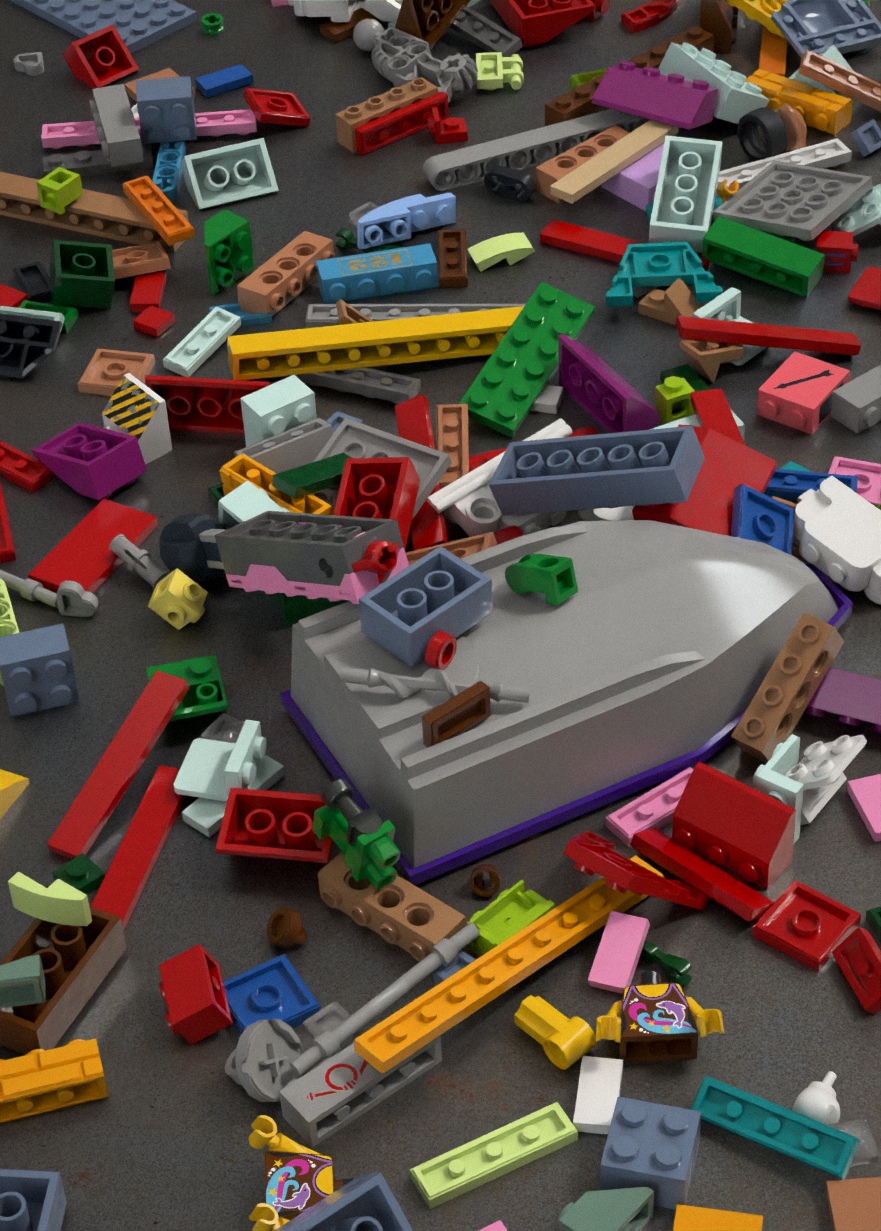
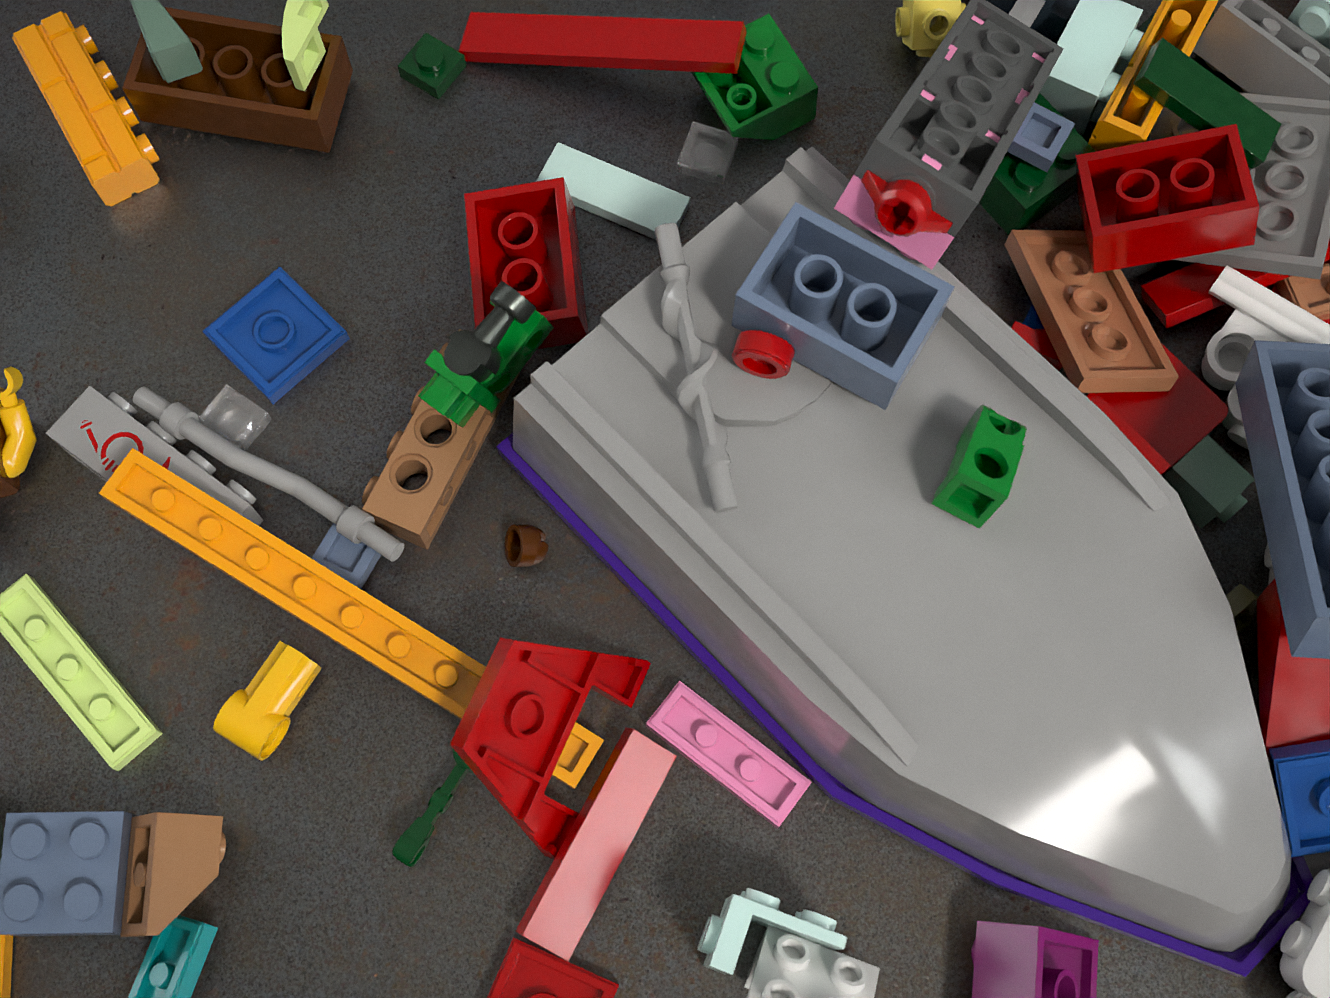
camera: 70 degrees right, 30 degrees up
(140, 846) = (487, 116): red tile -> none
(194, 994) = (244, 247): red brick -> none
(217, 765) = (628, 160): light aqua bracket -> none
(264, 1059) = (141, 351): light grey tile -> none
(286, 928) = (384, 318): reddish brown tile -> none
(456, 714) = (641, 414): reddish brown tile -> none
(507, 916) = (442, 596): lime hinge -> none
(597, 1094) = (182, 781): white tile -> none
(618, 952) = (413, 757): bright pink tile -> none
(657, 1022) = (298, 833): torso -> none
(665, 1085) = (168, 867): none -> medium nougat slope
(735, 826) = (671, 872): red slope -> none
(788, 687) = (971, 909): medium nougat brick -> none

